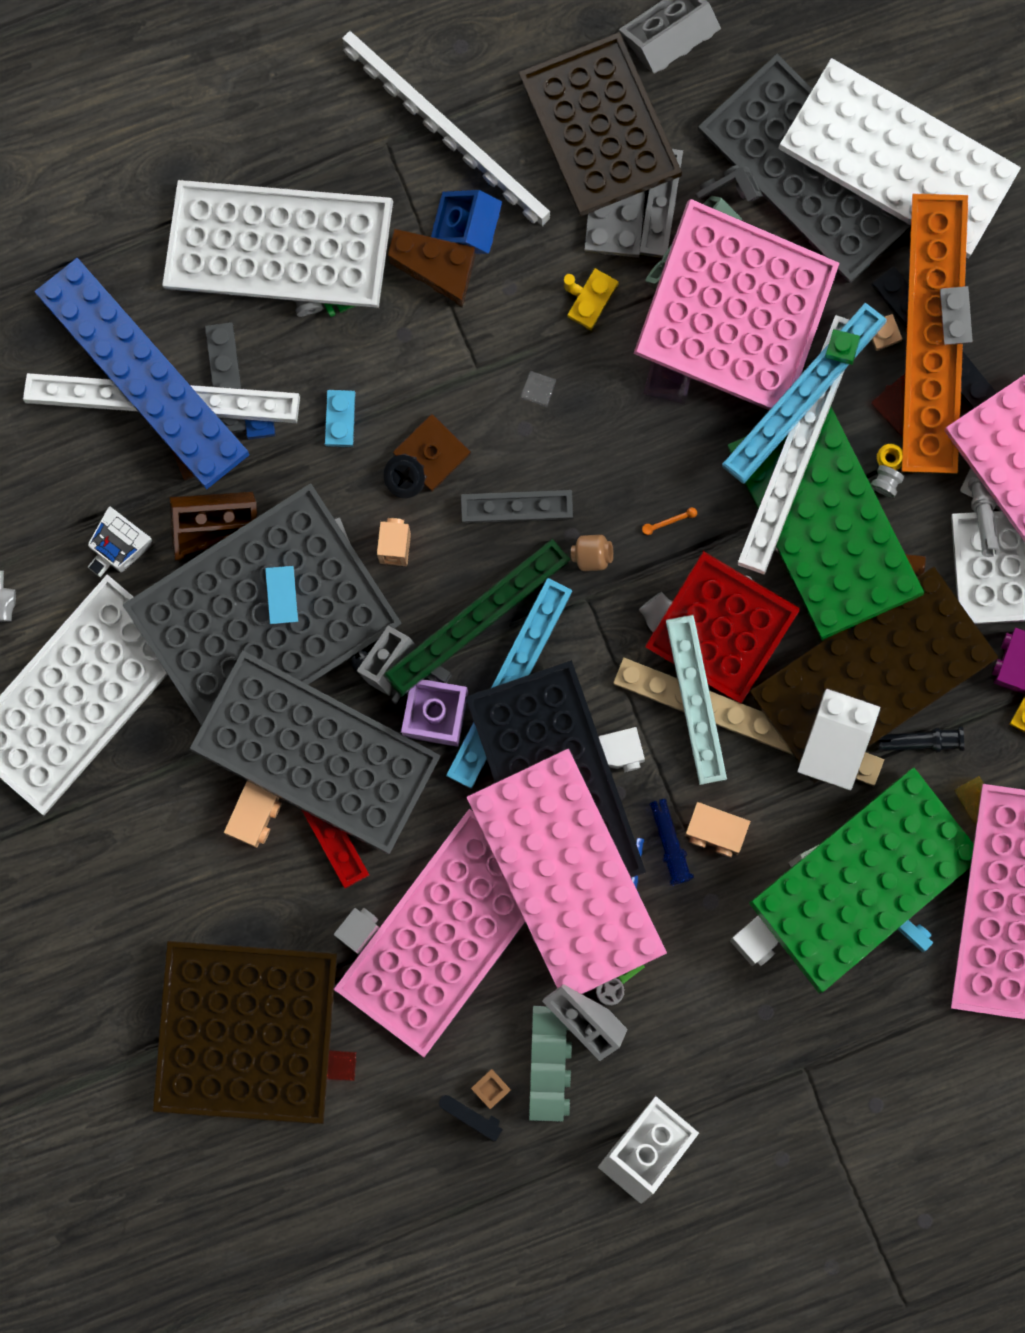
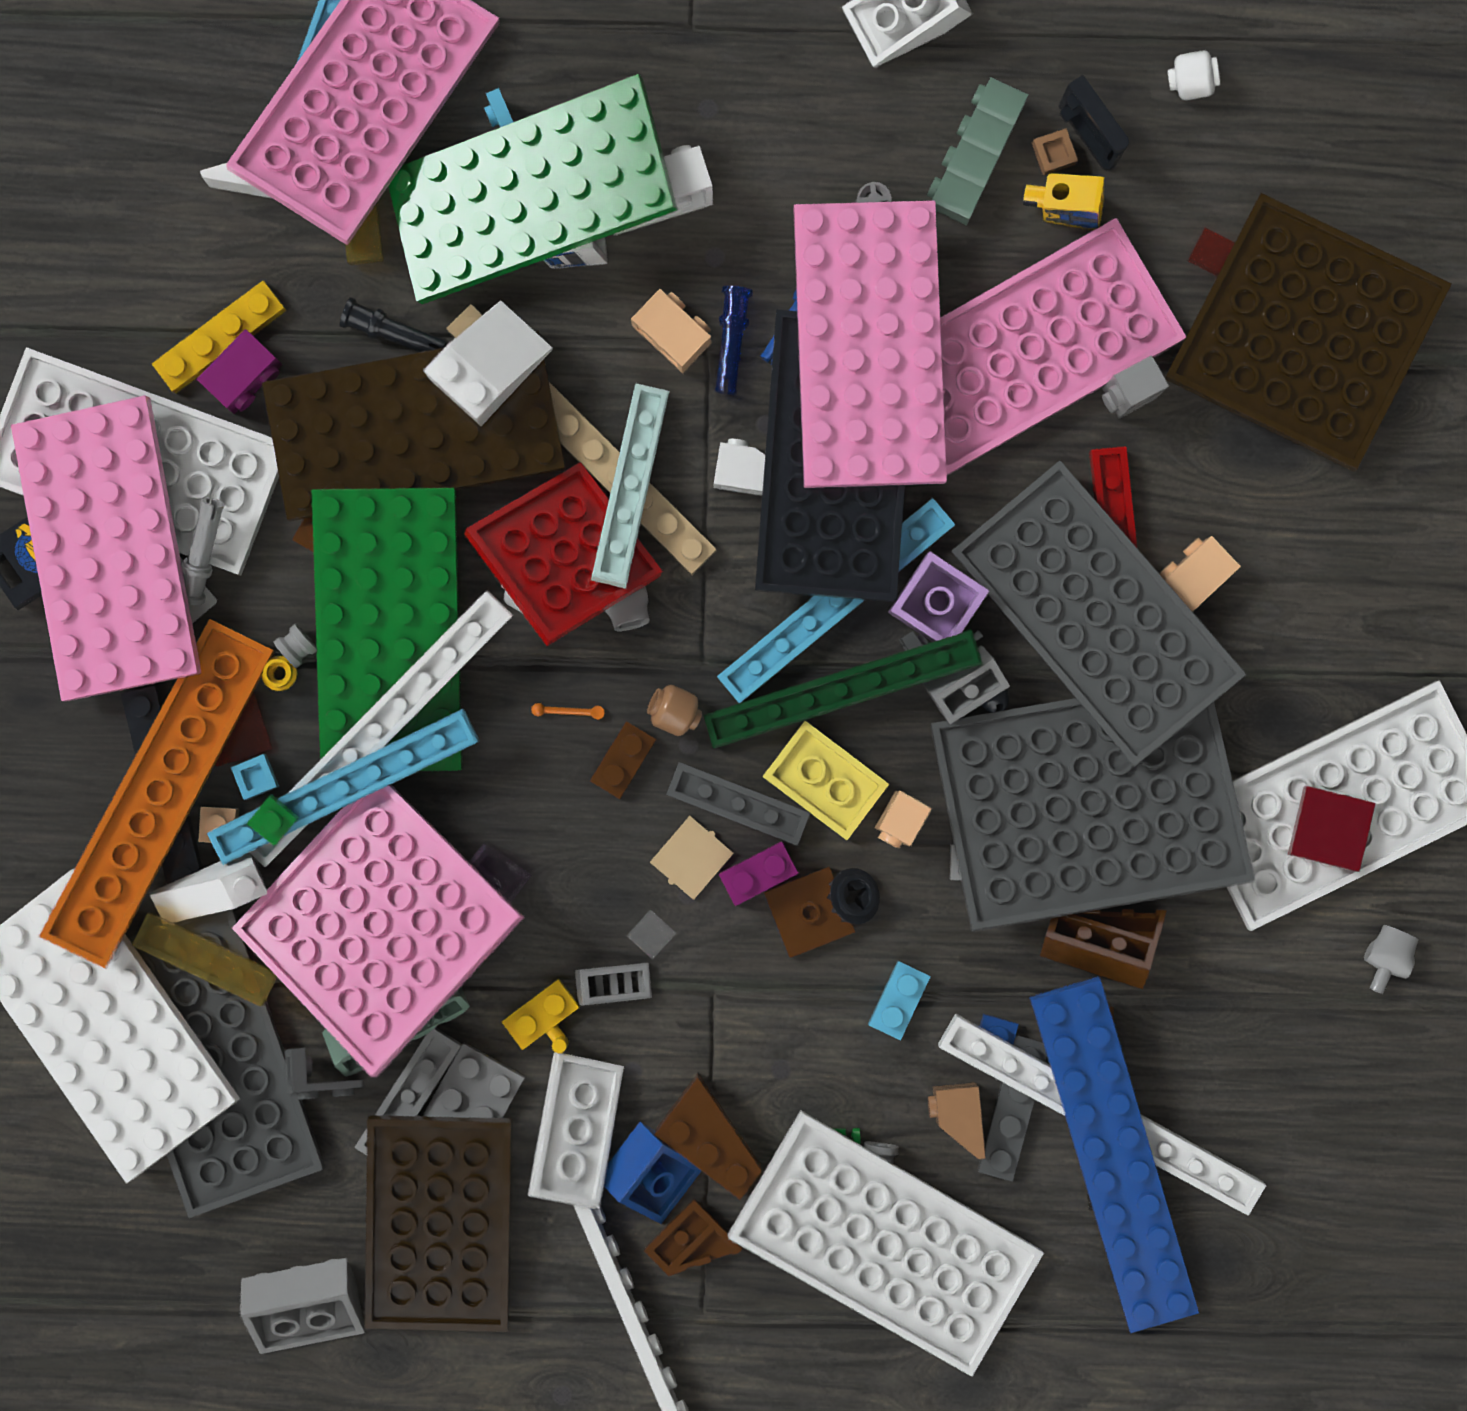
camera: 165 degrees left, 5 degrees up
(79, 670) = (1331, 828): none -> dark red tile
(116, 543) = (1224, 963): torso -> none
(263, 355) = (959, 1115): none -> medium nougat slope
(281, 594) = (1061, 812): medium azure tile -> none
(410, 1193) = (1194, 75): none -> white head
(417, 188) = (690, 1241): none -> reddish brown wing
(454, 1054) = (1081, 200): none -> yellow torso
(460, 550) = (825, 780): none -> light yellow plate
(480, 462) = (758, 873): none -> magenta brick
(531, 227) = (576, 1131): none -> white tile
(533, 455) = (691, 857): none -> tan piece
(555, 350) = (583, 986): none -> light grey slope
(587, 1021) = (914, 169): light grey slope -> none
(614, 502) = (623, 760): none -> reddish brown plate
(847, 232) = (205, 959): none -> clear yellow plate
(866, 282) = (210, 890): none -> white slope
(873, 376) = (254, 777): none -> medium azure plate
(956, 315) = (122, 799): light grey plate -> none

